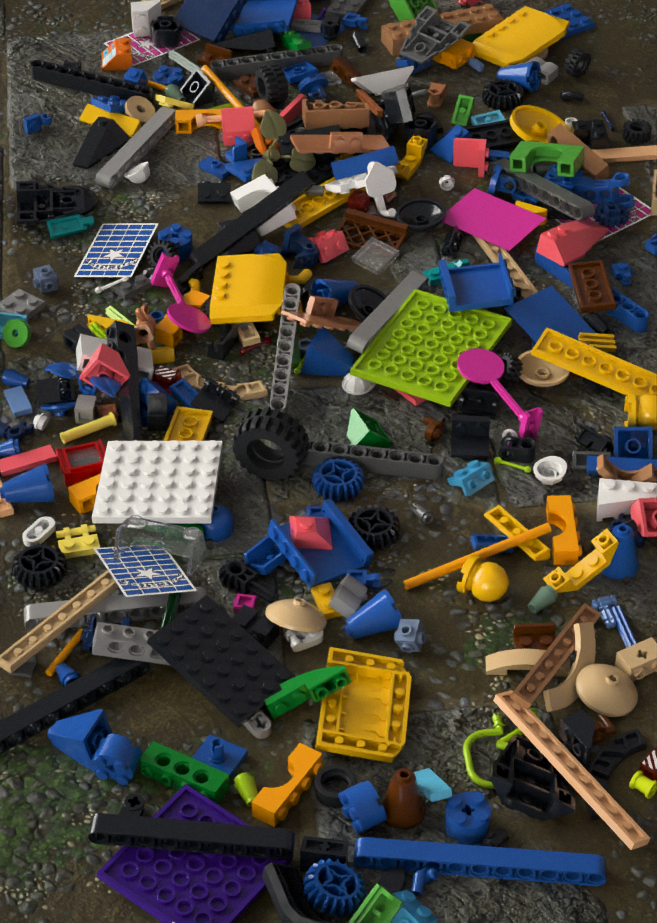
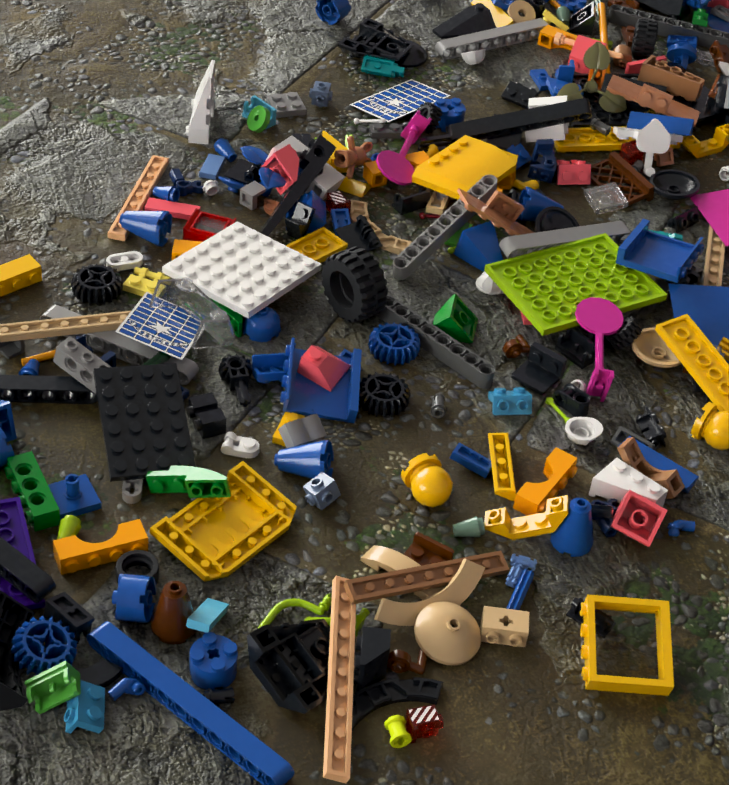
camera: 30 degrees right, 0 degrees up
(88, 428) = (241, 209): light yellow pin -> none
(244, 599) = (223, 395): dark pink tile -> none
(296, 615) = (245, 424): tan dish -> none
(370, 580) = (334, 427): blue plate -> none
(483, 553) = (448, 462): light orange piece -> none
(633, 442) = (683, 447): blue slope -> none

